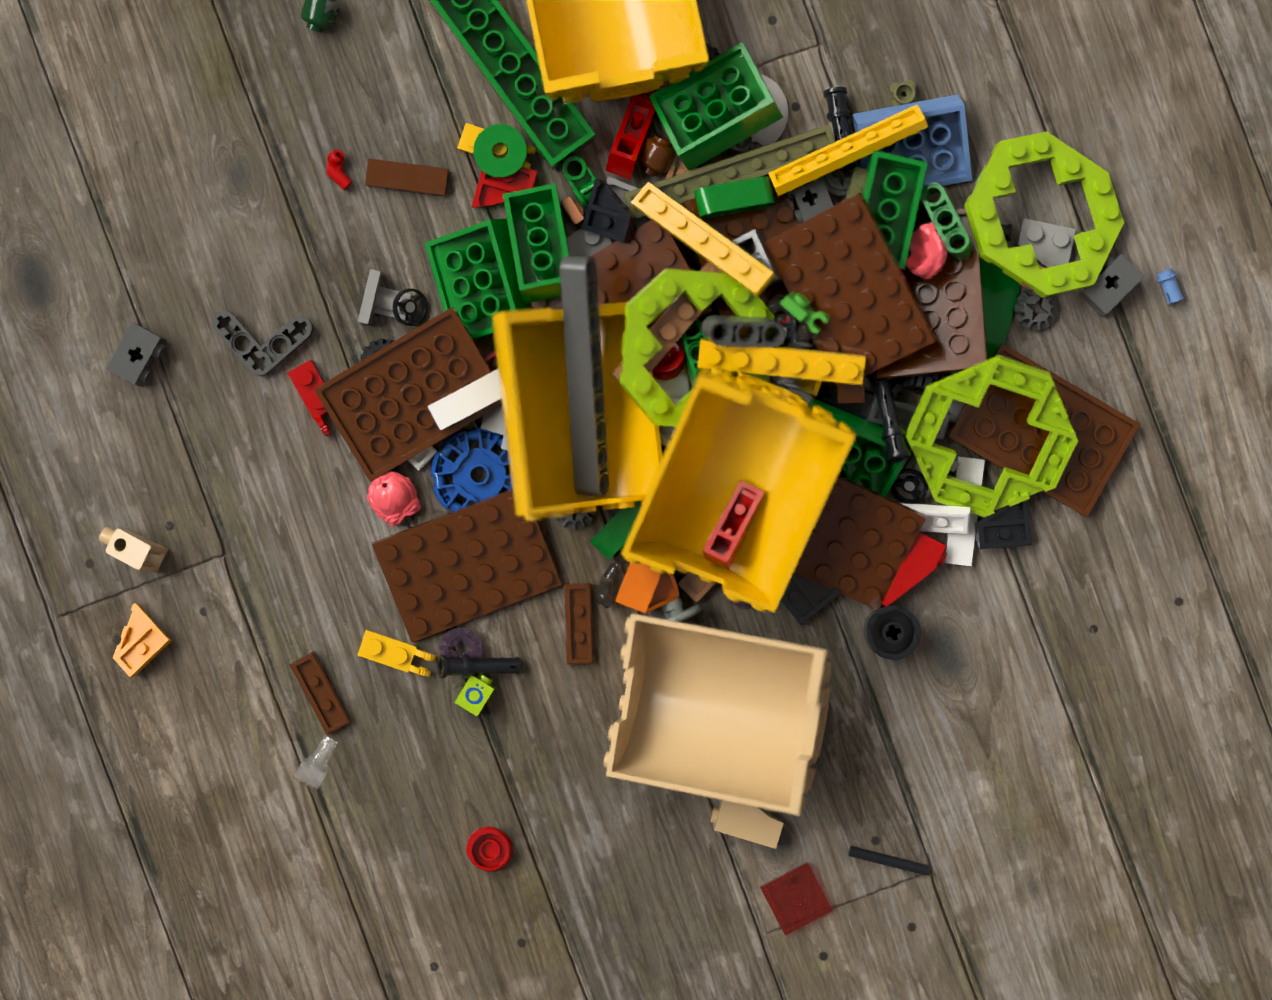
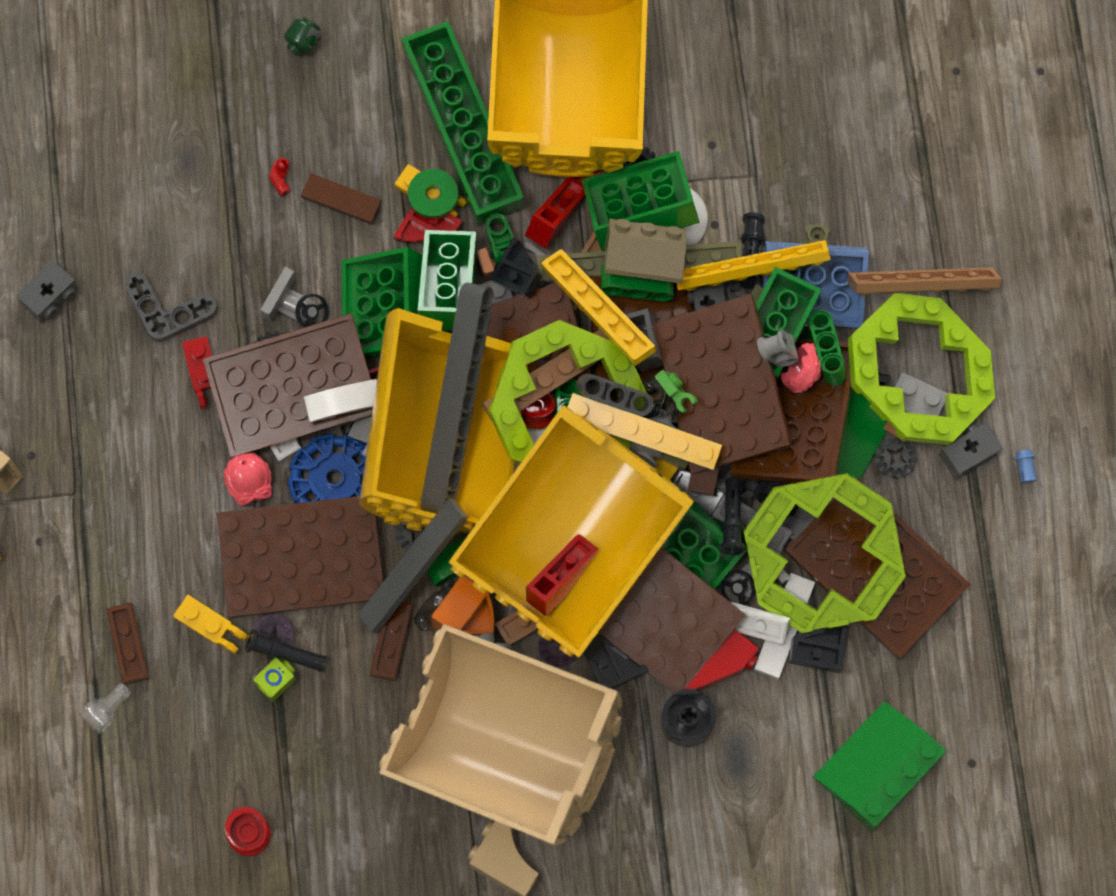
camera: 10 degrees right, 15 degrees down
(584, 553) = (413, 565): none -> dark grey tile
(656, 155) = (575, 233): reddish brown head -> none
(736, 166) = (645, 250): none -> dark tan slope
(900, 243) = (778, 349): none -> light grey piece
(1026, 117) = (924, 280): none -> medium nougat plate
(1090, 629) = (879, 765): none -> green slope

